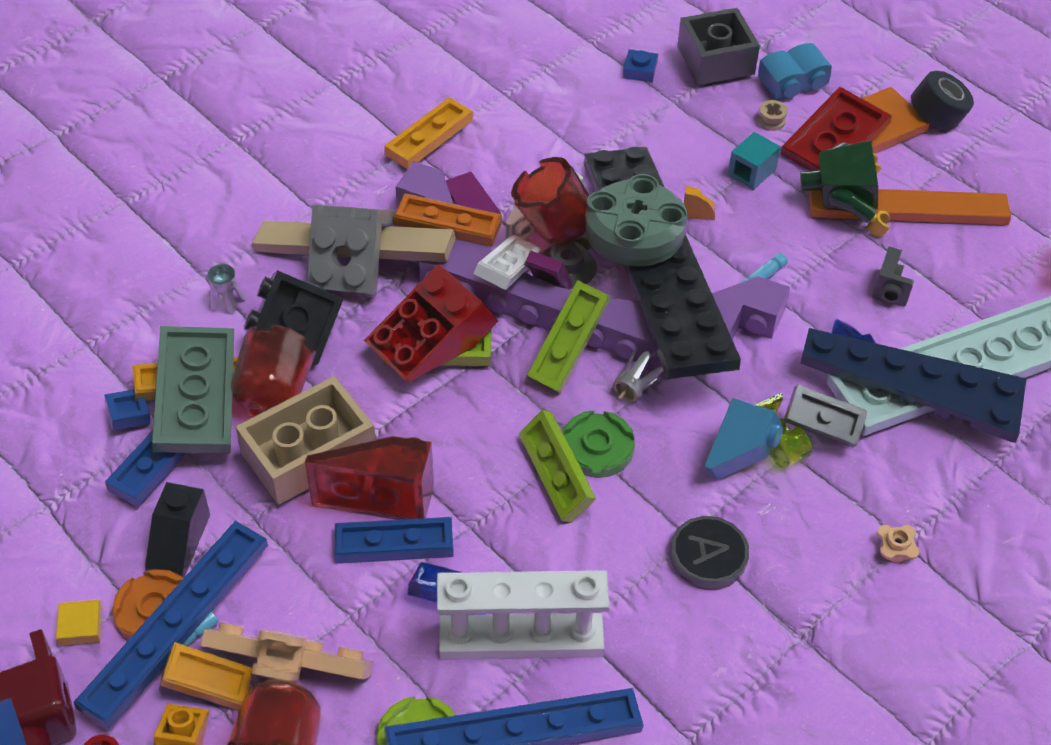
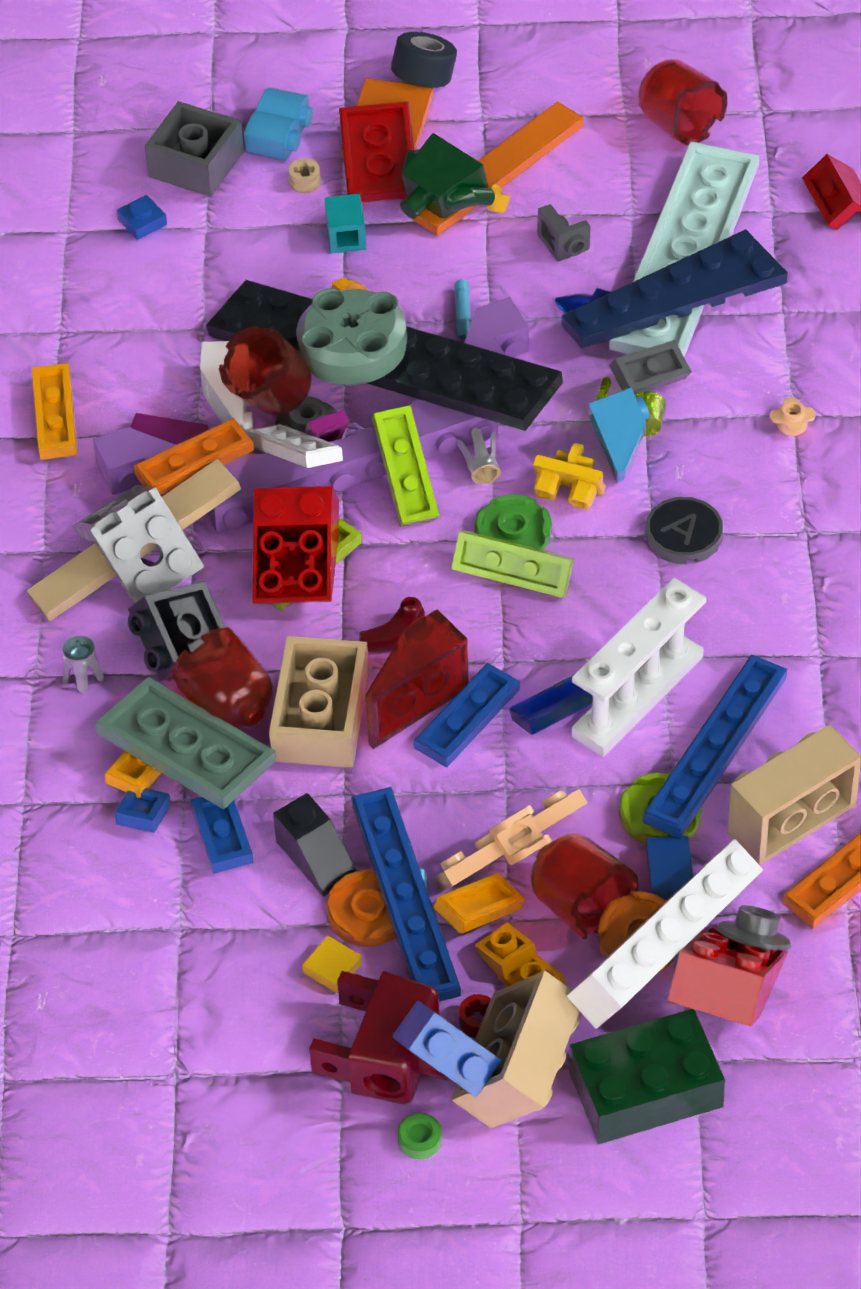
camera: 45 degrees left, 0 degrees up
(443, 439) = (386, 636): none -> dark red arm
(677, 457) = (572, 471): none -> yellow hips

